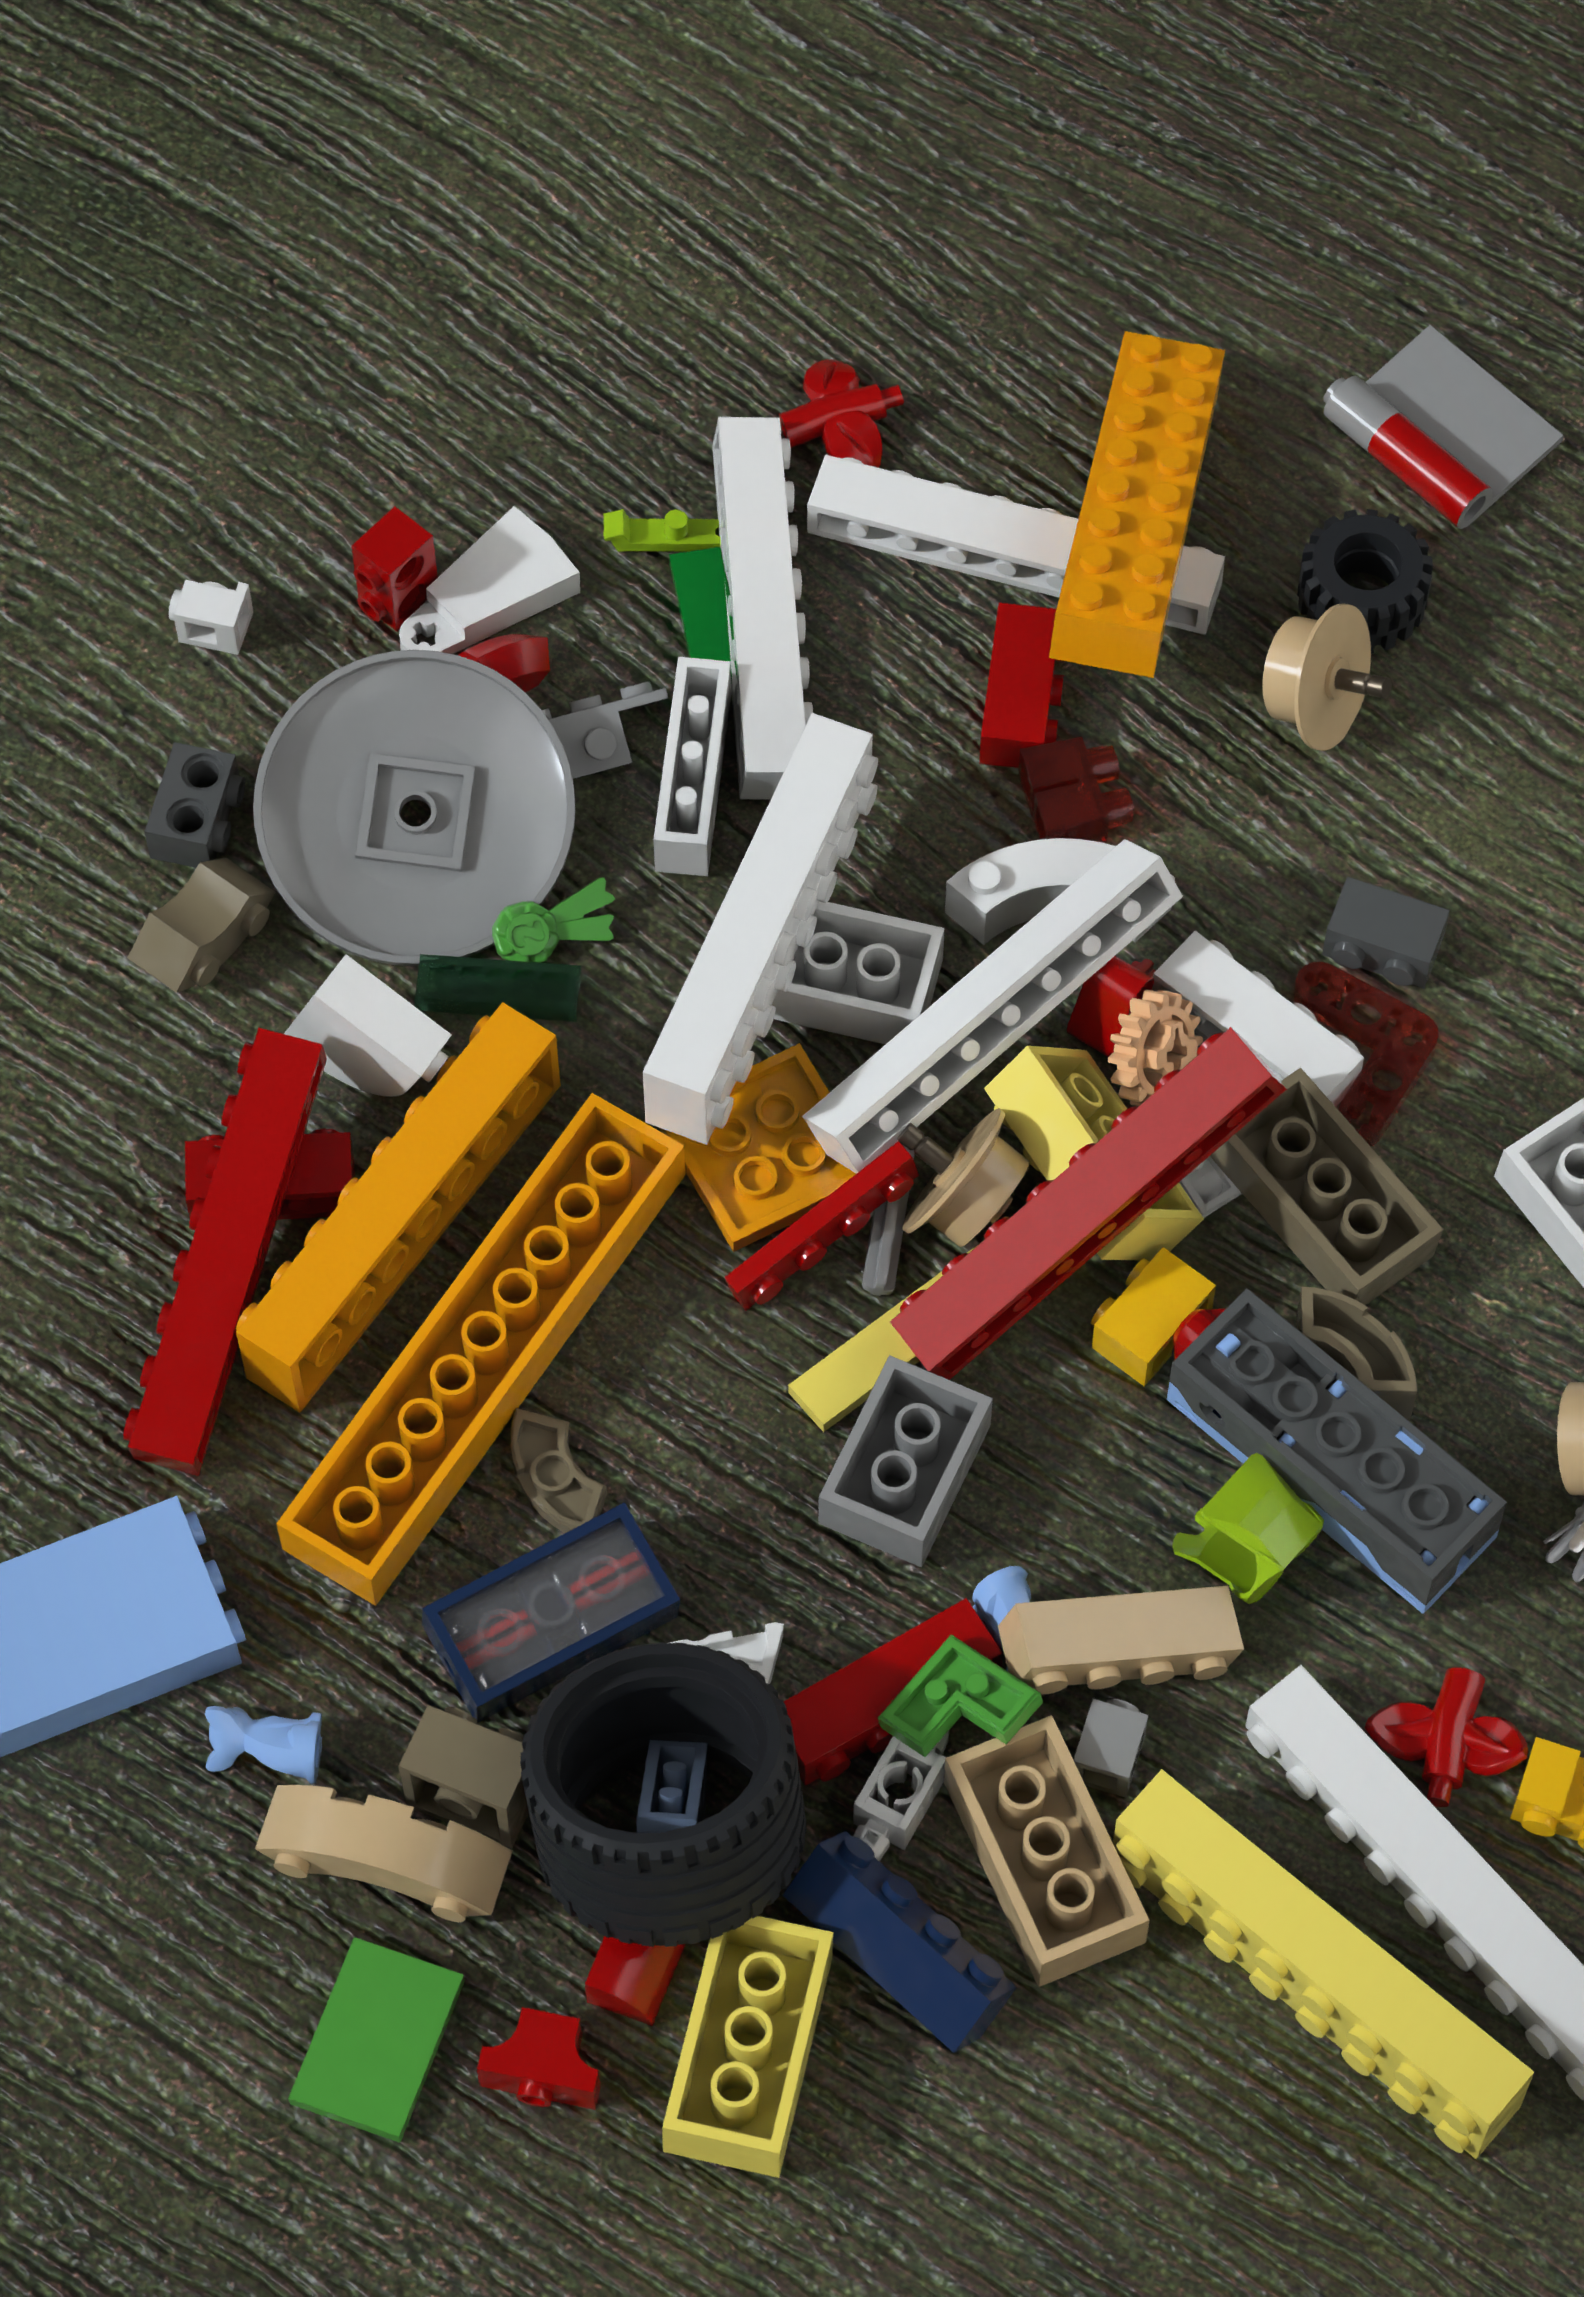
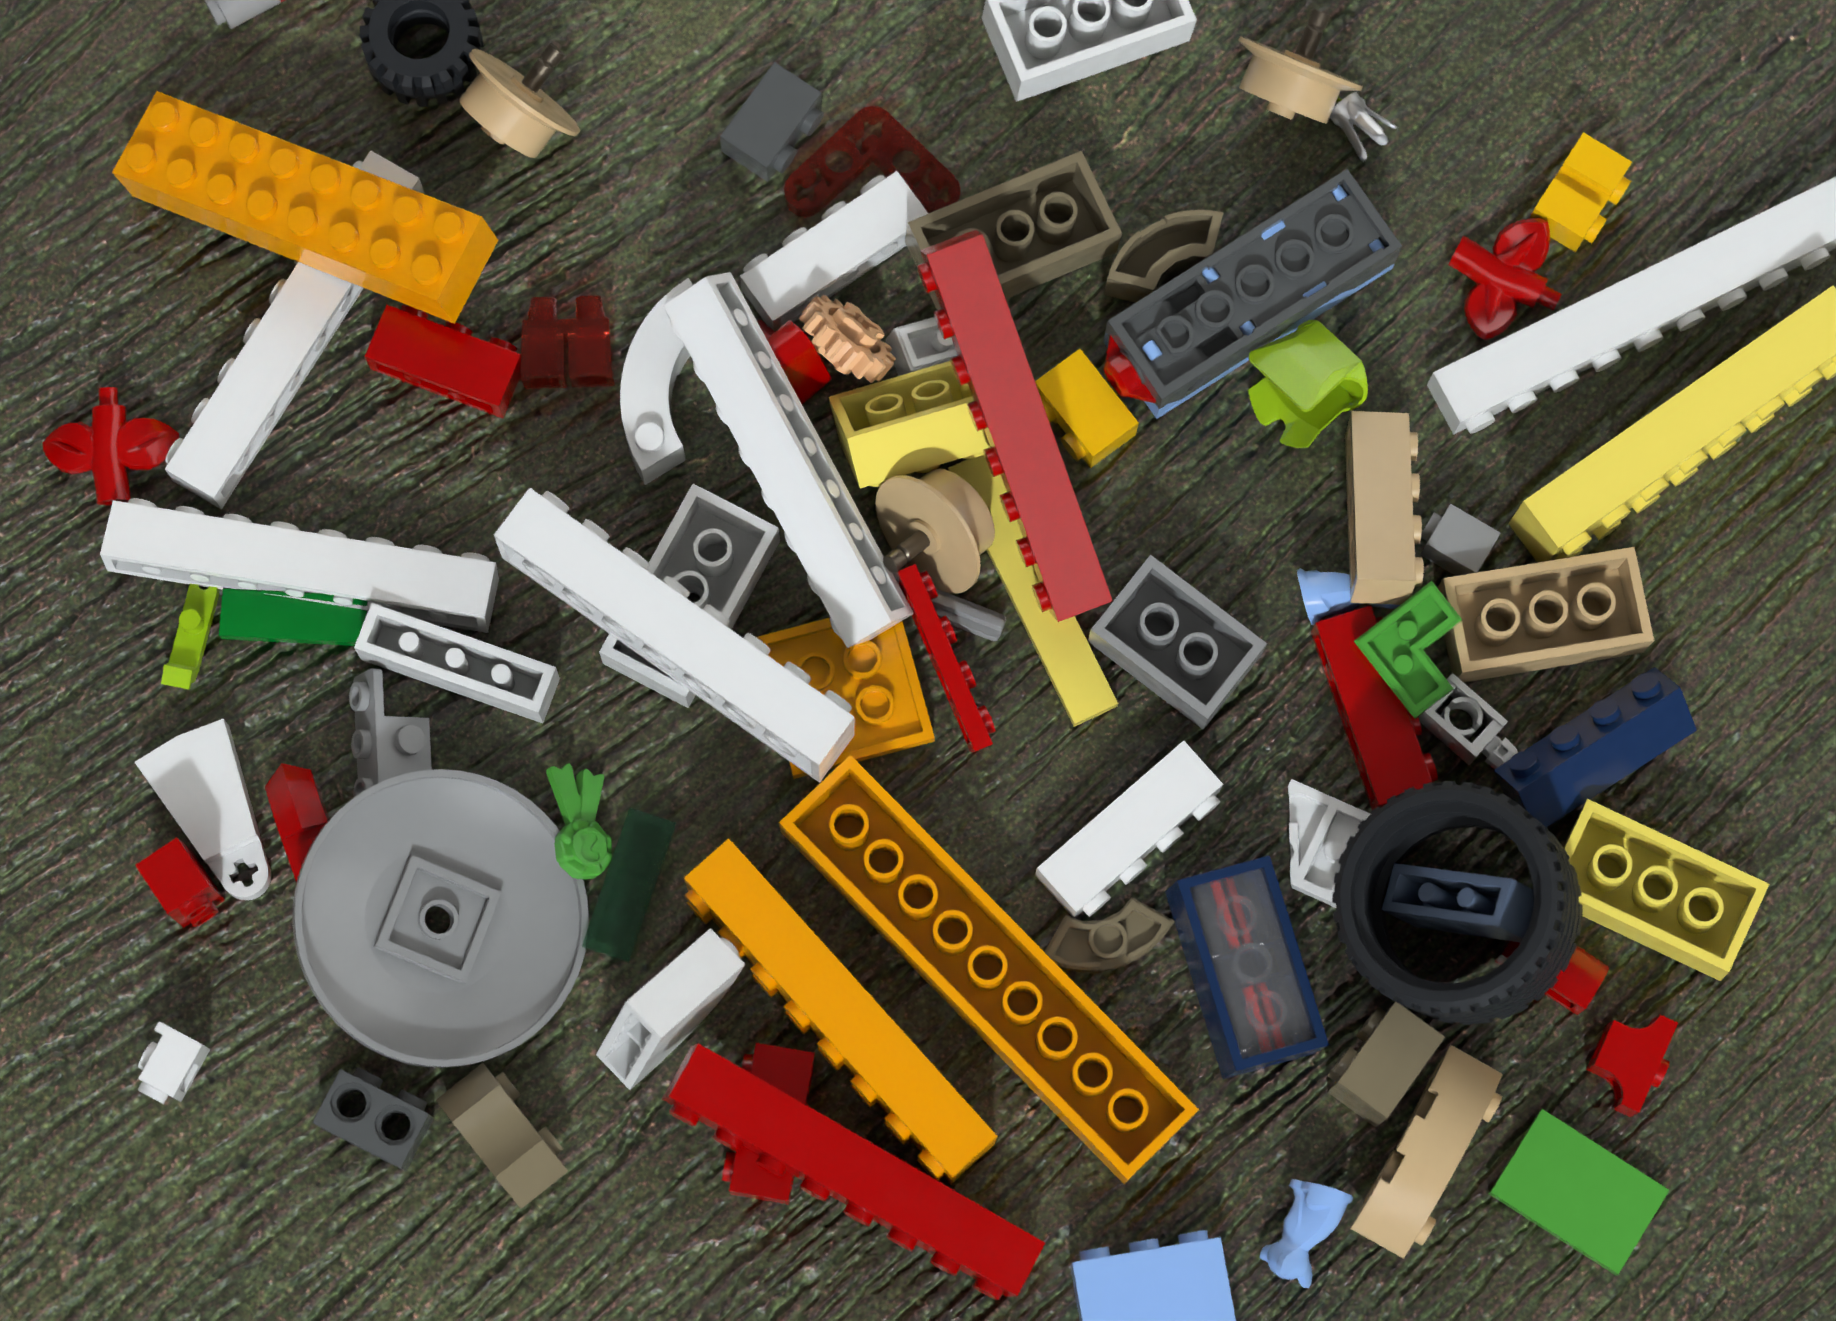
camera: 80 degrees left, 15 degrees up
(679, 1464) = (1129, 830): none -> white brick

